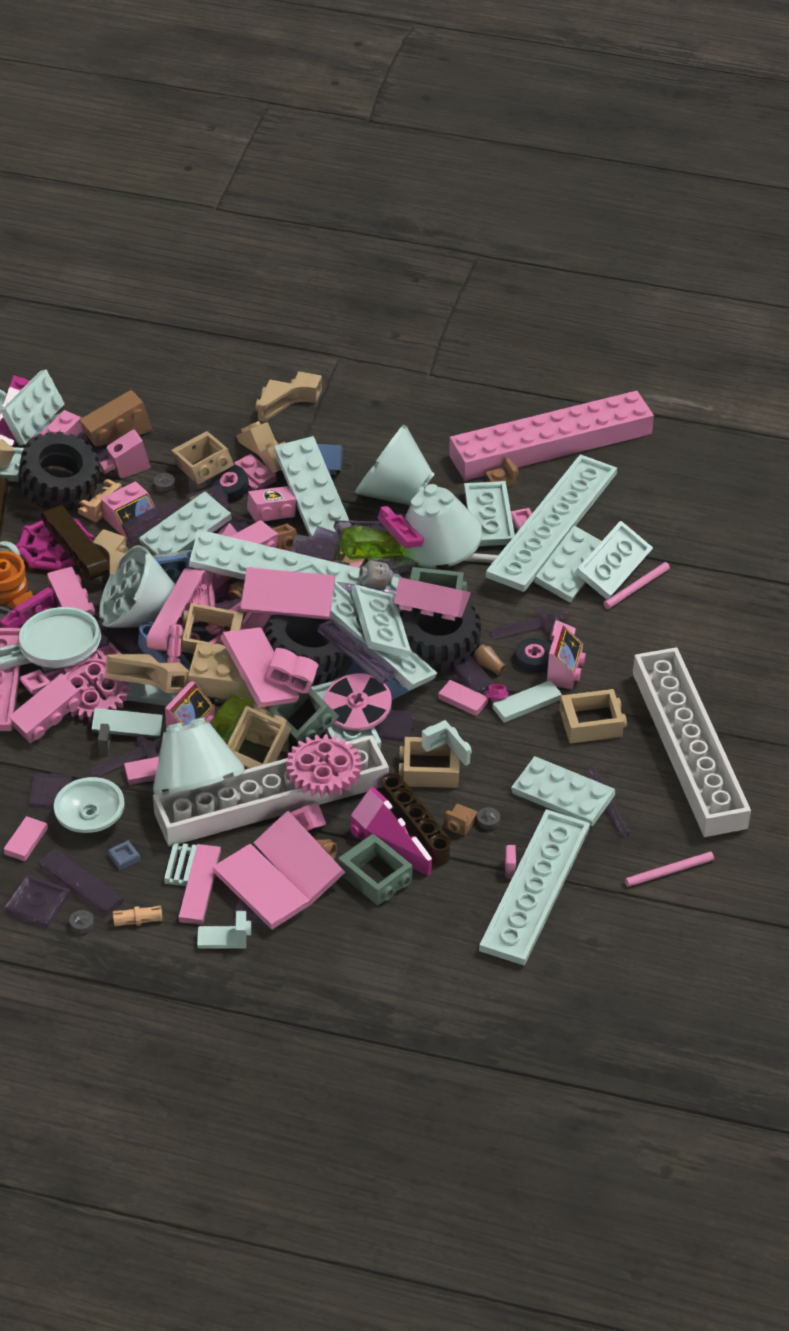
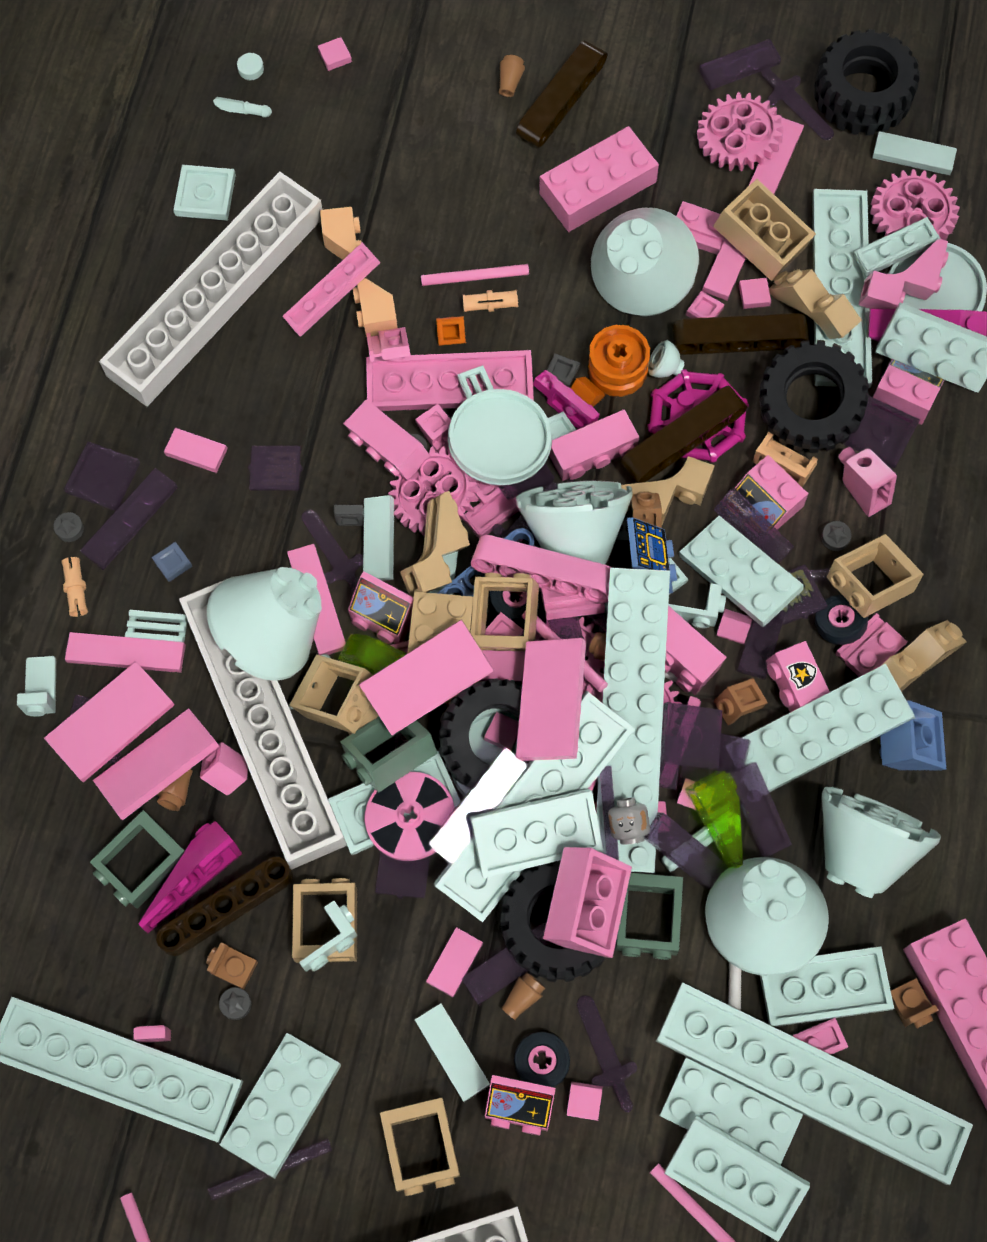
camera: 90 degrees right, 25 degrees up
(89, 805) = (225, 495): light aqua dish -> none
(116, 420) = (934, 458): medium nougat wedge -> none
(174, 643) = (472, 569): bright pink axle -> none
(291, 670) = (417, 718): bright pink brick -> none
(324, 765) = (291, 794): bright pink gear -> none
(400, 528) = (739, 852): dark pink hinge -> none
(496, 692) = (467, 1008): dark pink plate -> none

